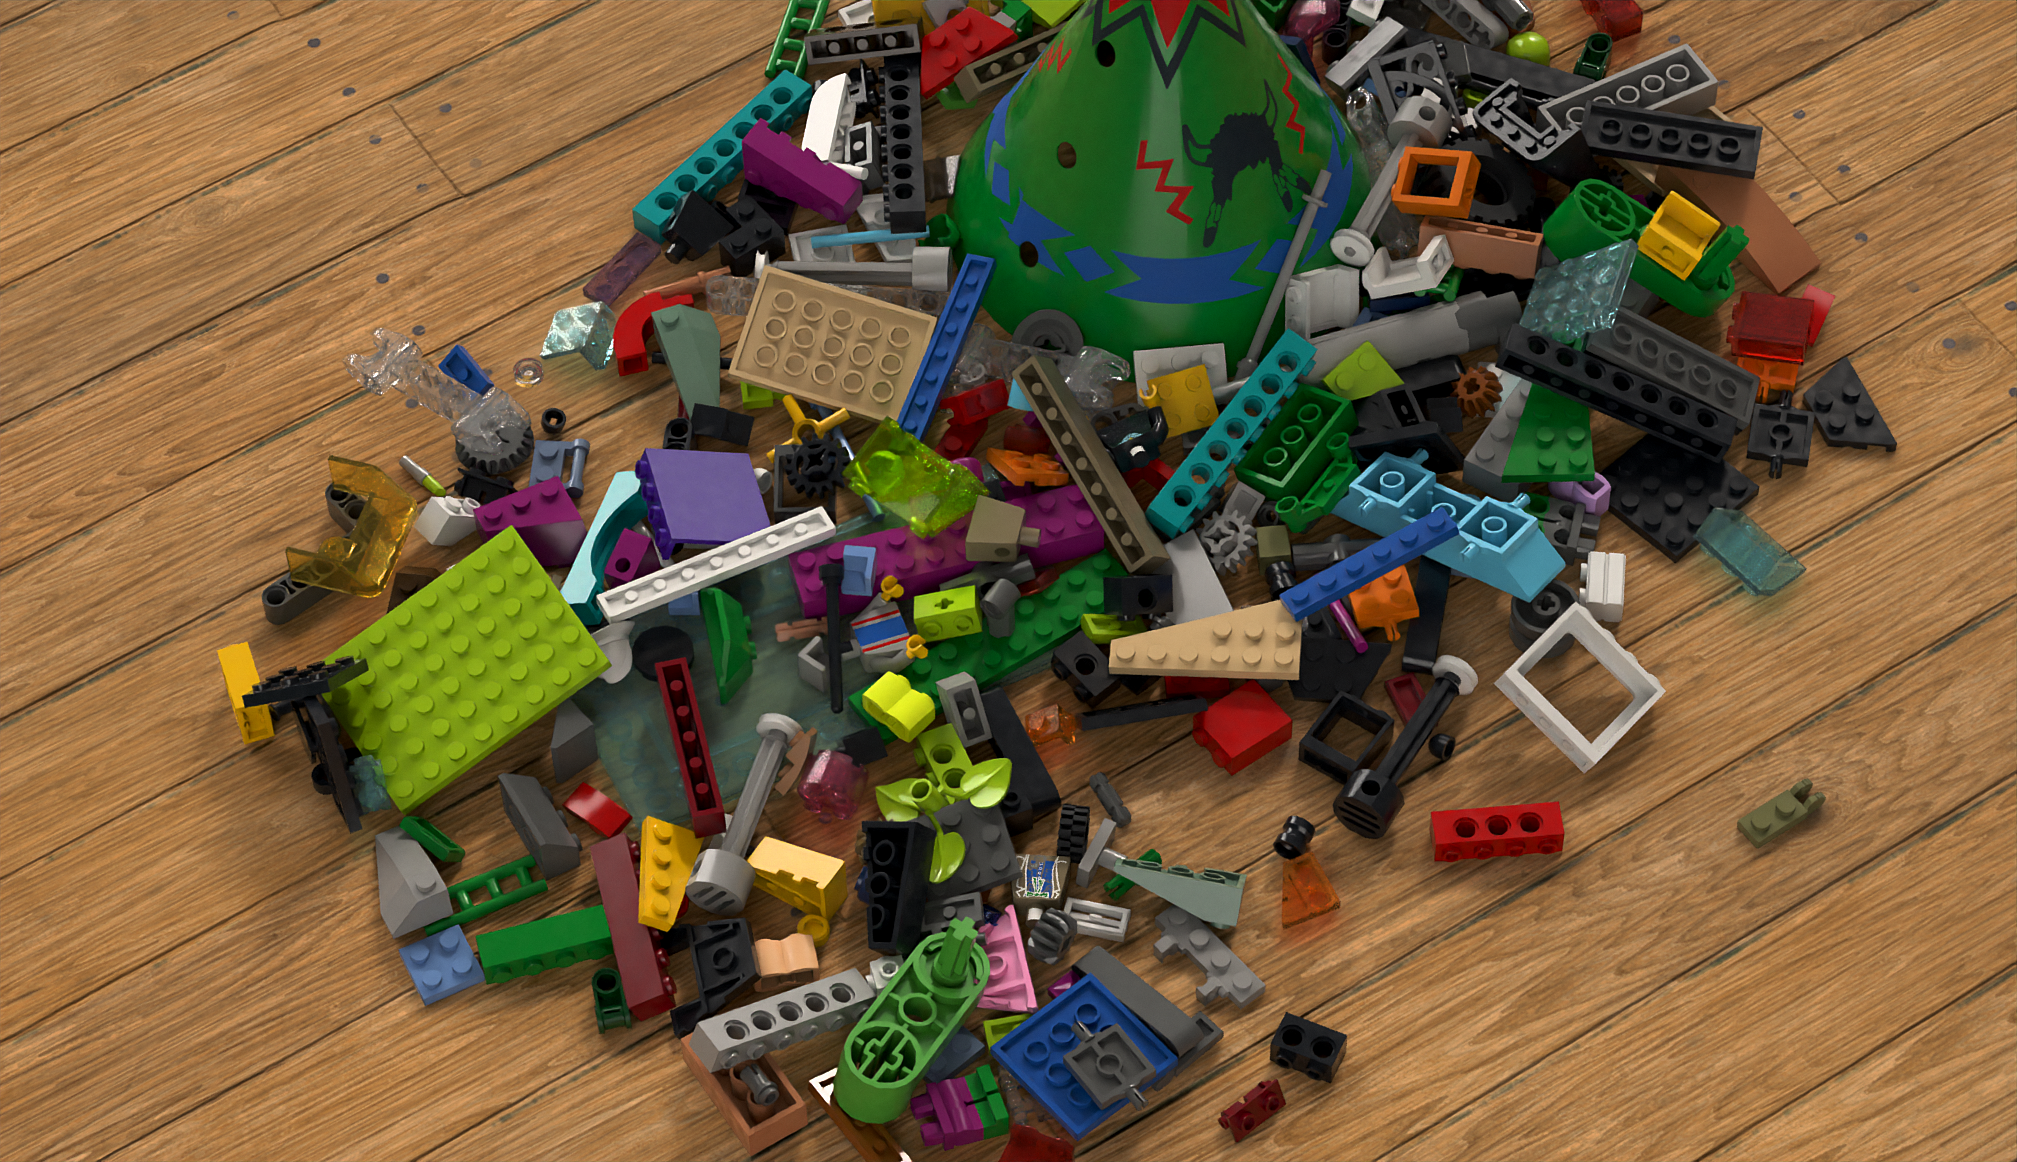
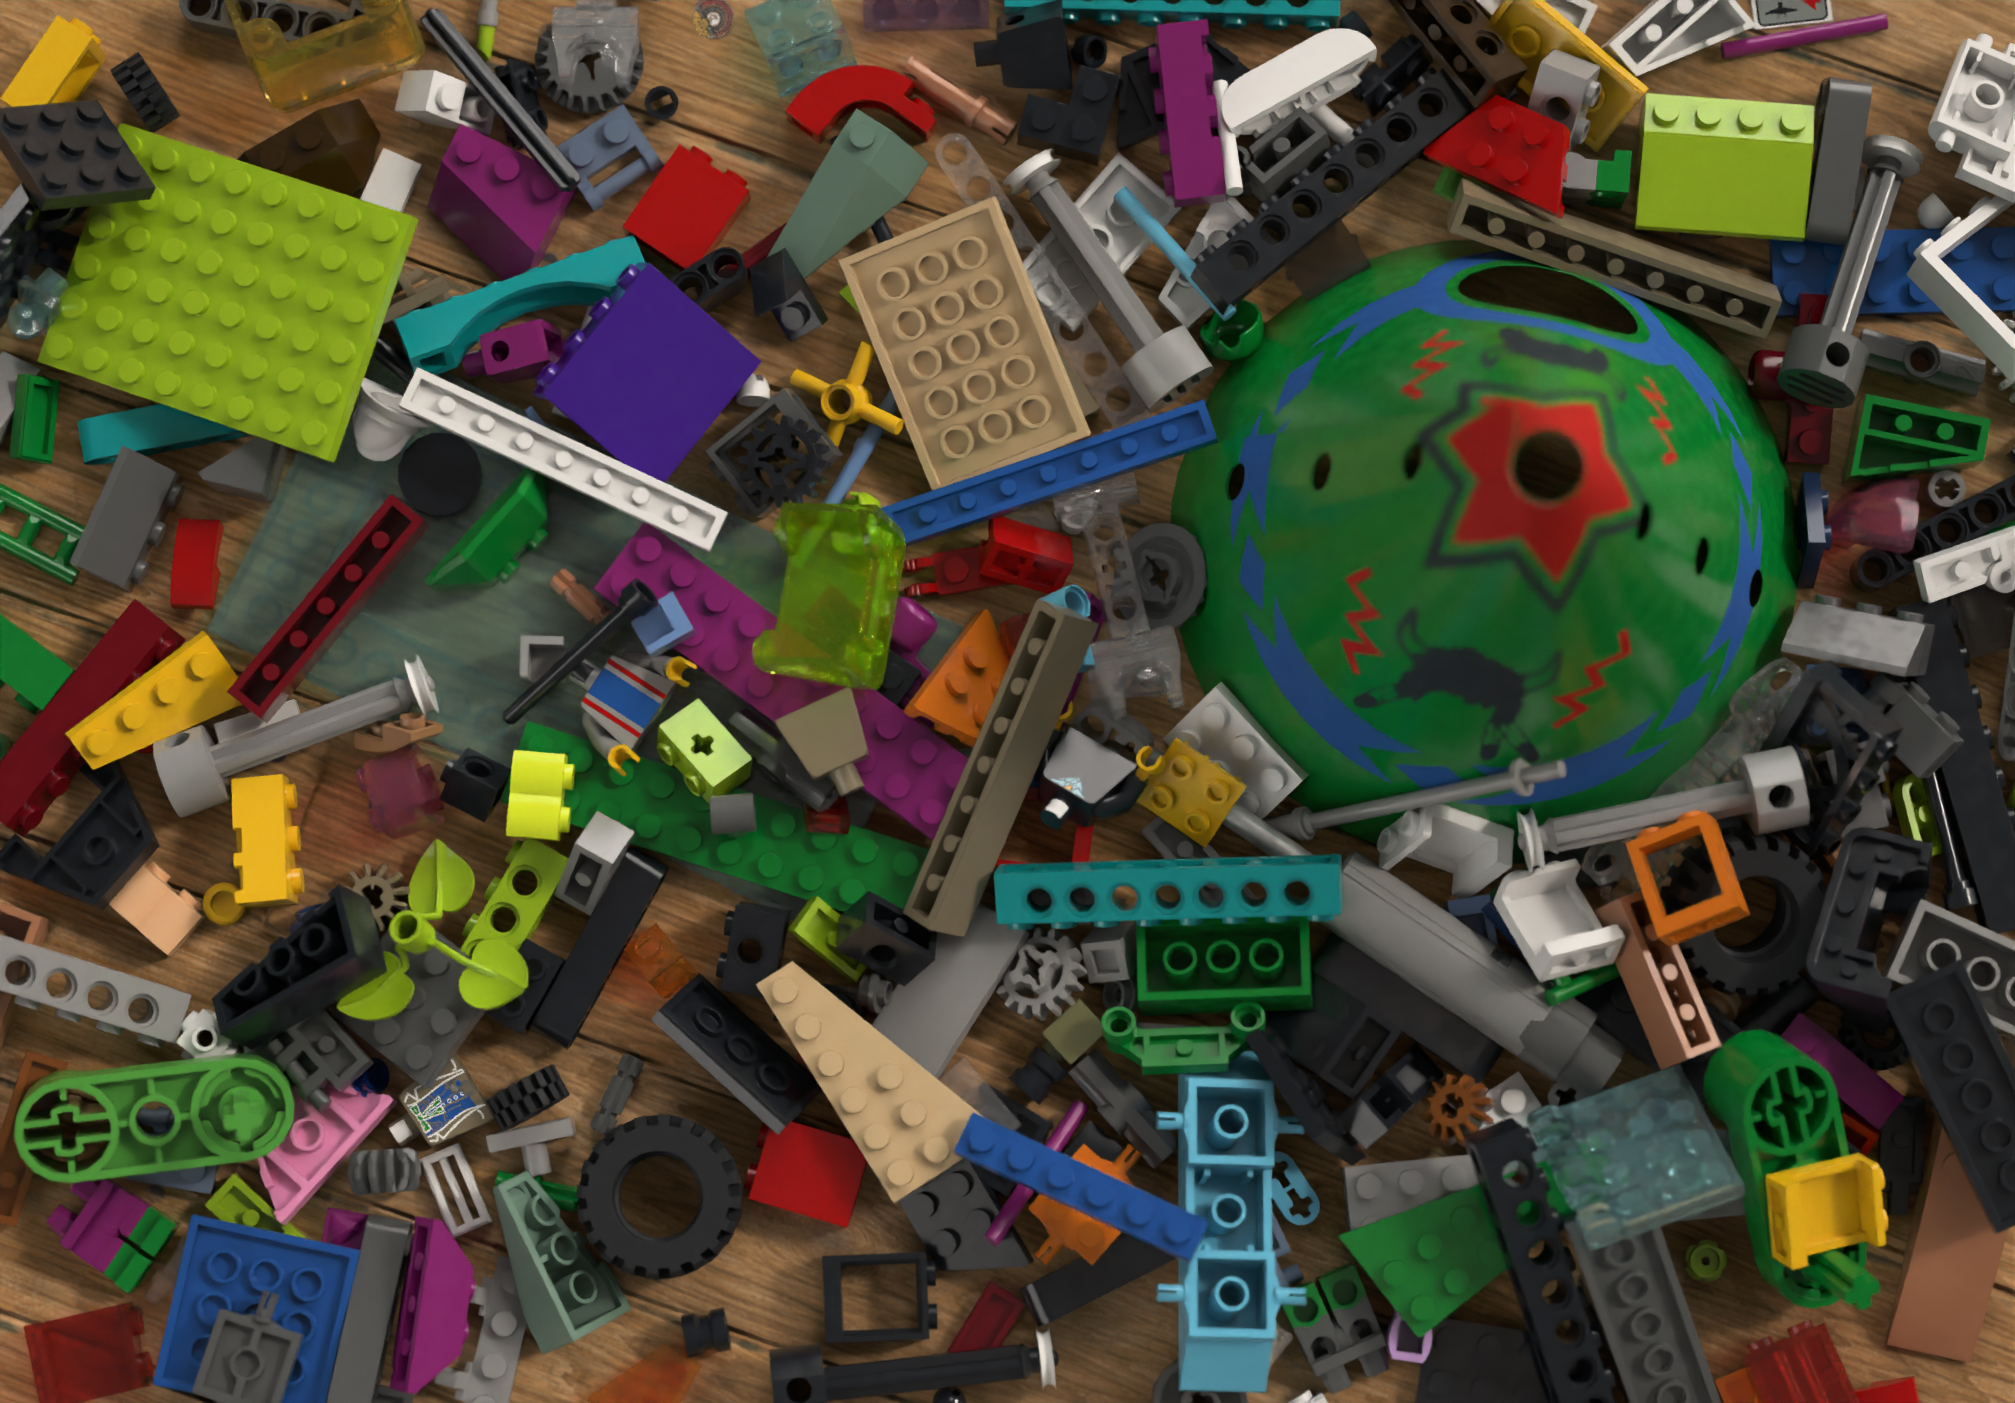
camera: 50 degrees right, 30 degrees up
(297, 650) = (145, 92): none -> black tyre
(483, 801) = (148, 432): none -> teal beam
(490, 482) = (500, 100): none -> black axle
(621, 438) = (687, 208): none -> red brick
(1153, 954) = (431, 1307): none -> magenta wedge
(1192, 770) = (601, 1187): none -> black tyre
(1361, 374) = (1371, 970): lime wing -> none

